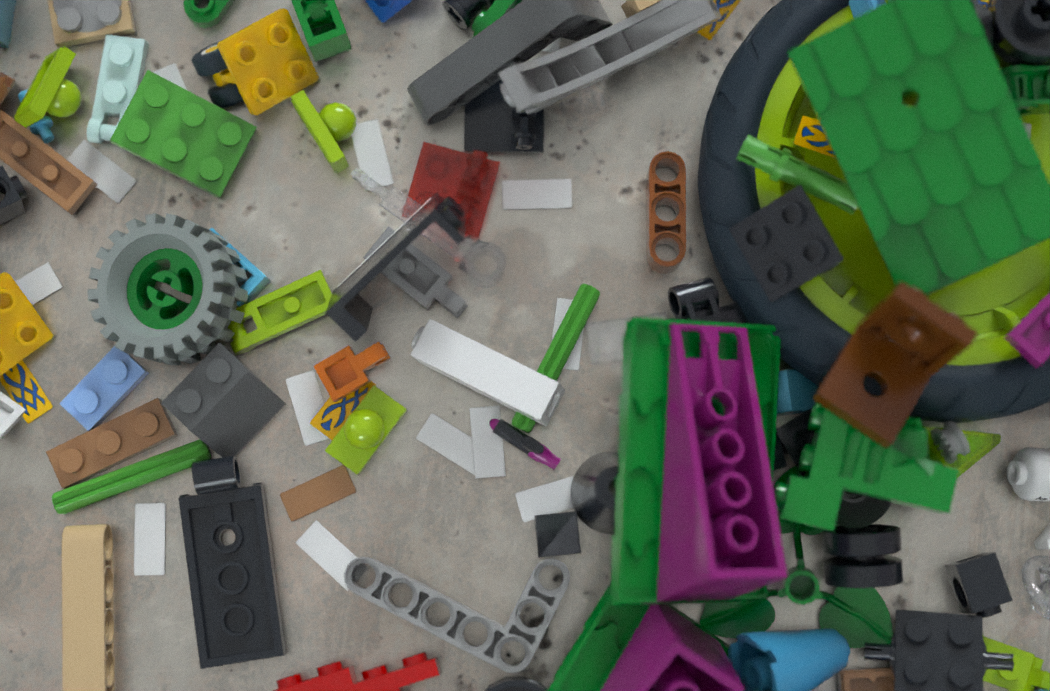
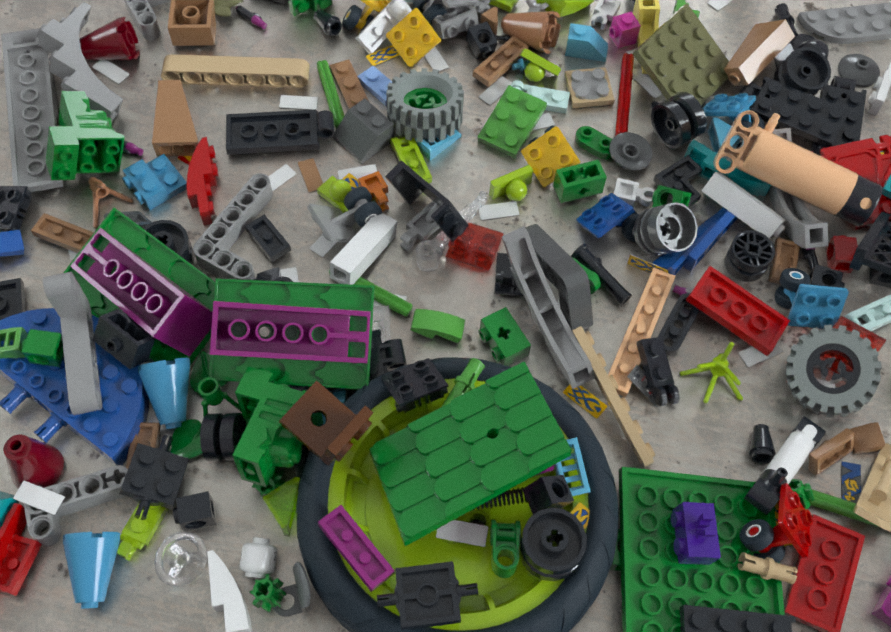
camera: 90 degrees right, 20 degrees down
(439, 427) = (338, 225): none -> light grey plate
(468, 547) = (268, 238): none -> black plate
(487, 446) = (322, 254): white sticker -> none
(525, 443) = (322, 271): black piece -> none
(537, 194) = (470, 291): white sticker -> none
(616, 239) = (437, 323): none -> bright green slope
(641, 111) = (504, 337): none -> green brick
(670, 194) = (441, 344): dark orange beam -> none
(951, 441) = (285, 489): light grey bush -> none

